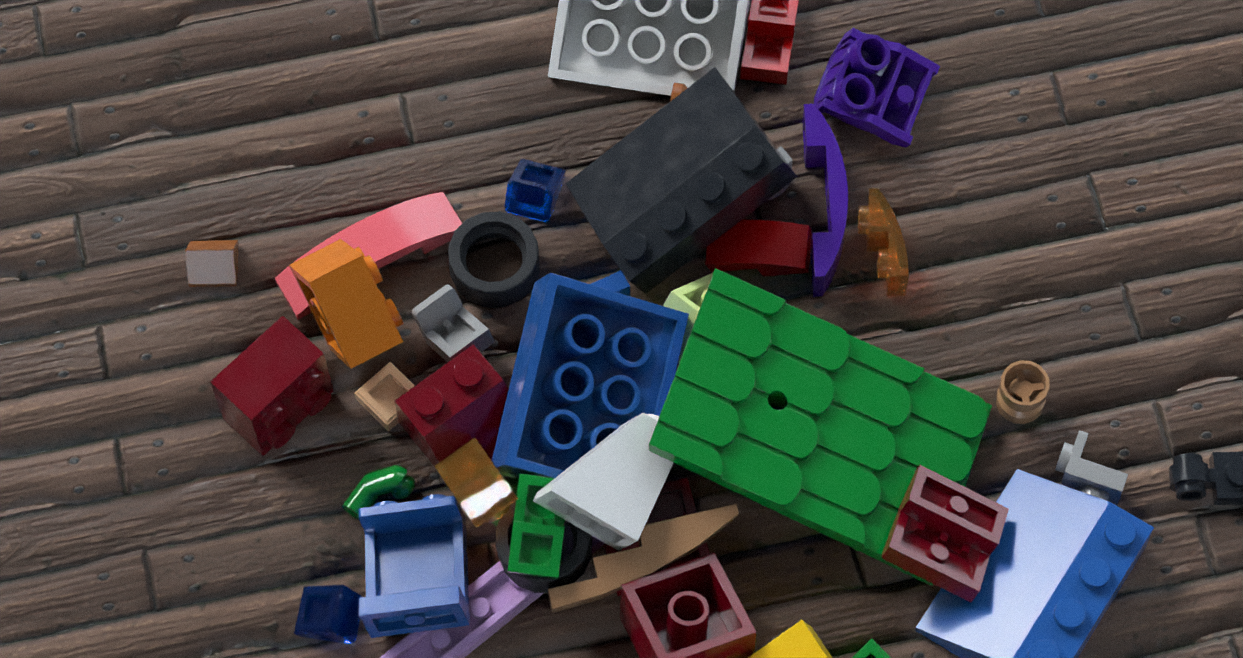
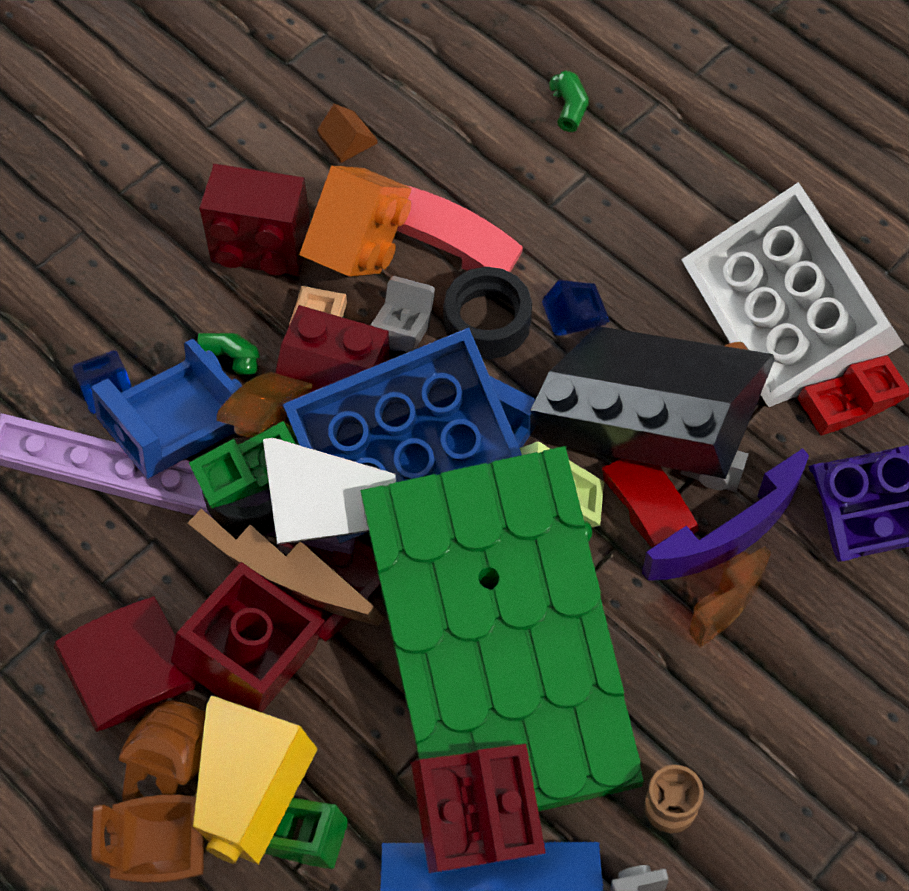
camera: 55 degrees right, 5 degrees down
(320, 51) = (576, 99): none -> green arm

